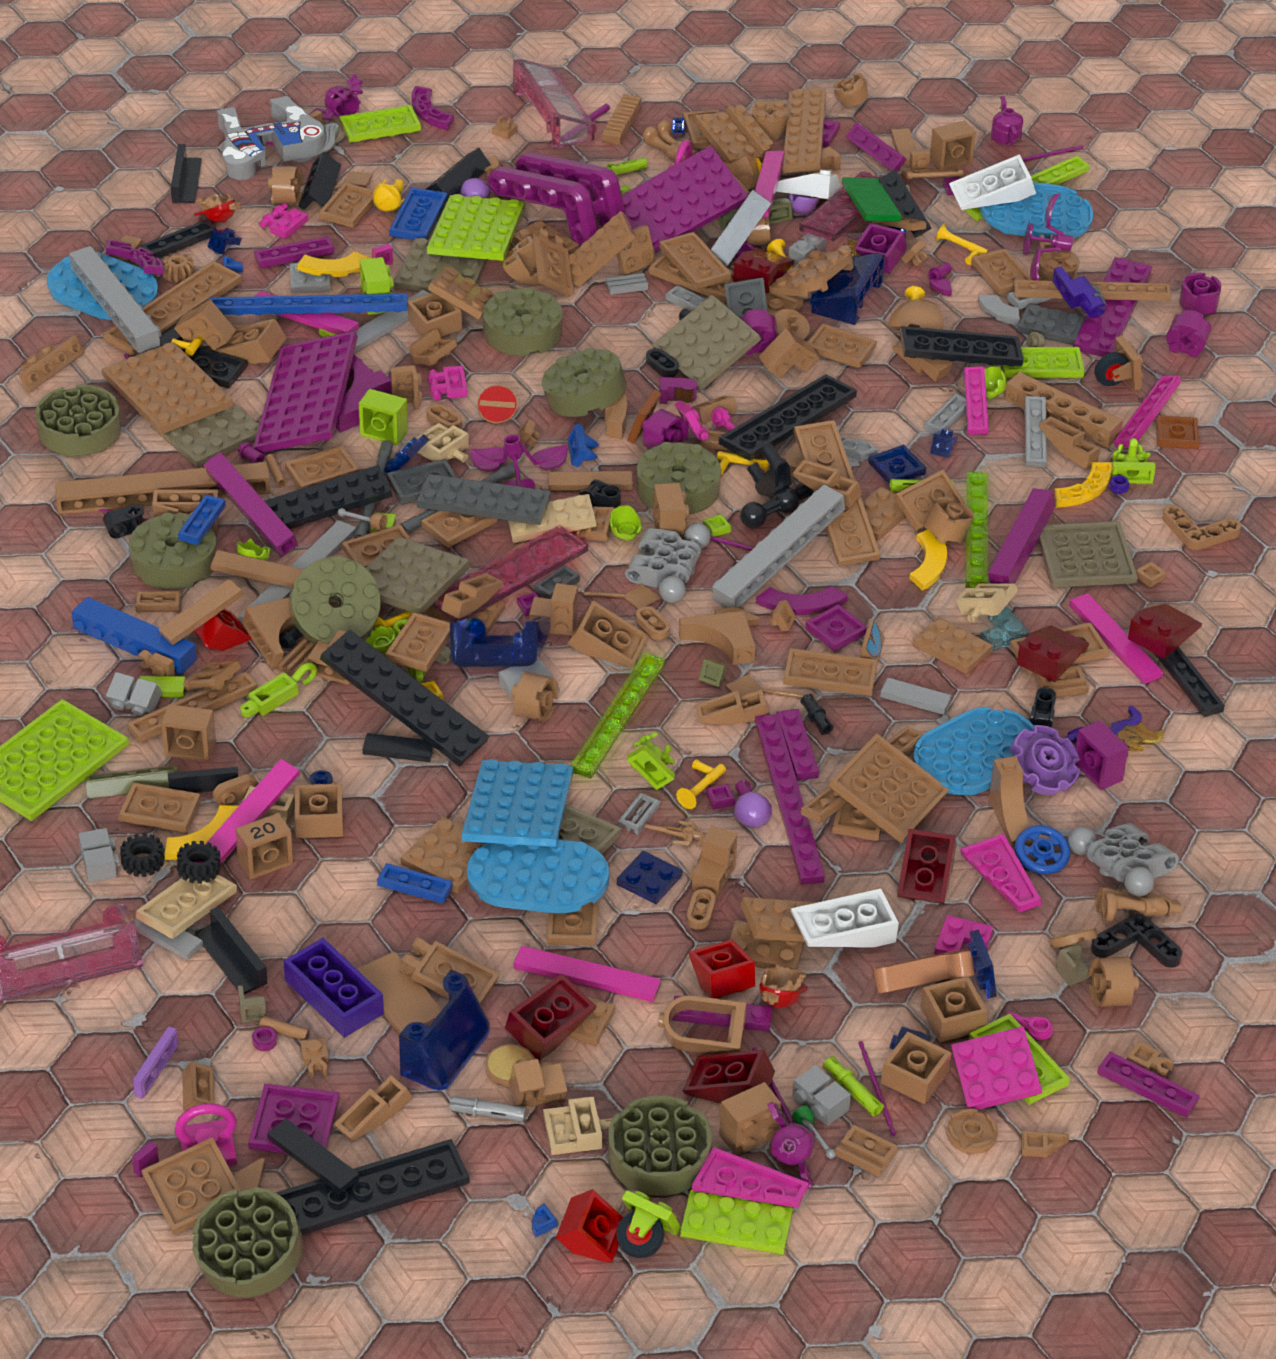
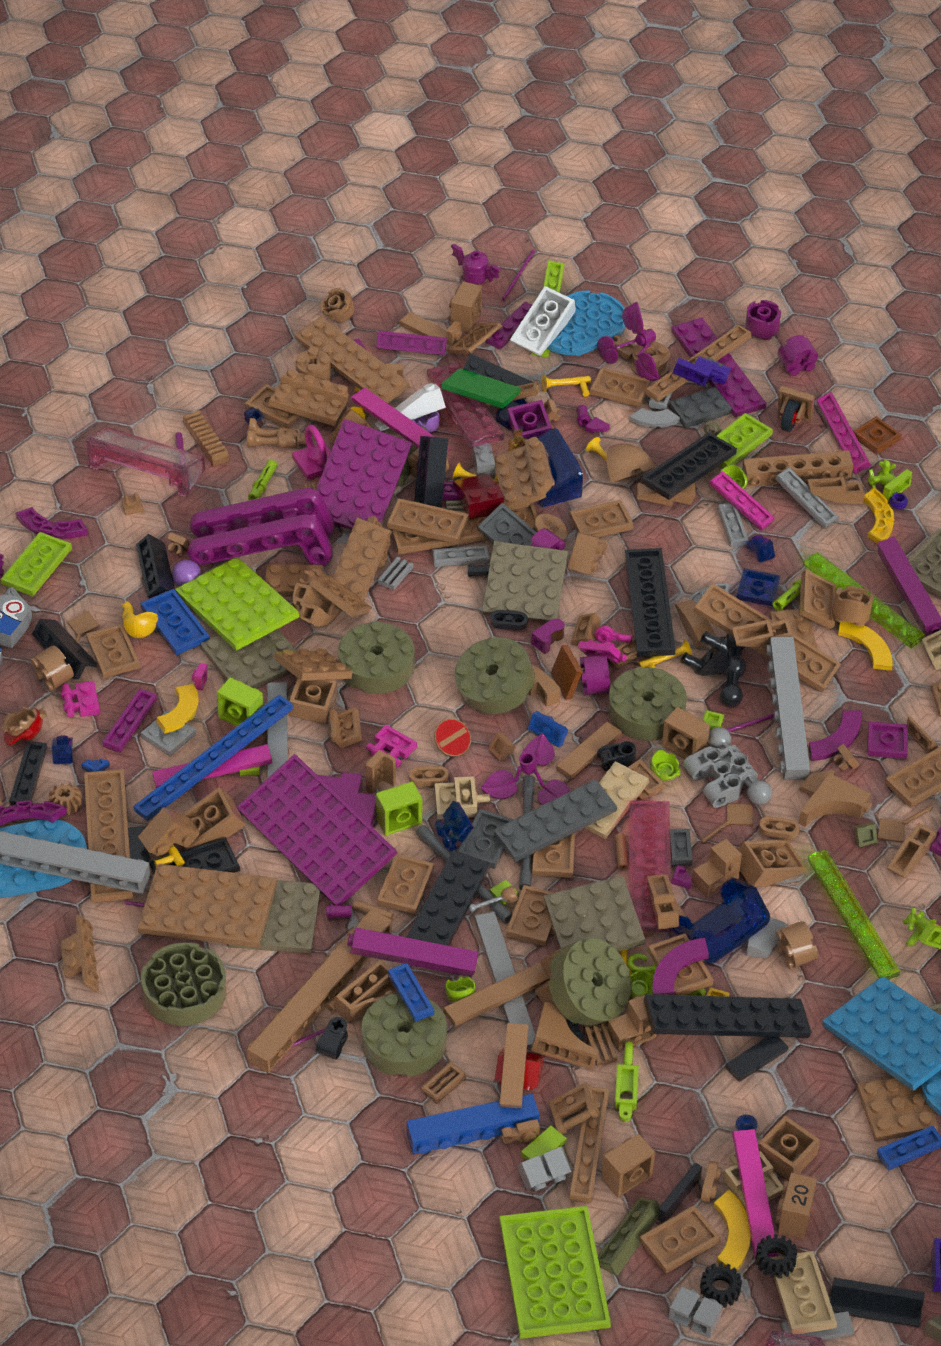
camera: 45 degrees left, 5 degrees up
(413, 631) = (673, 963): none -> magenta tile

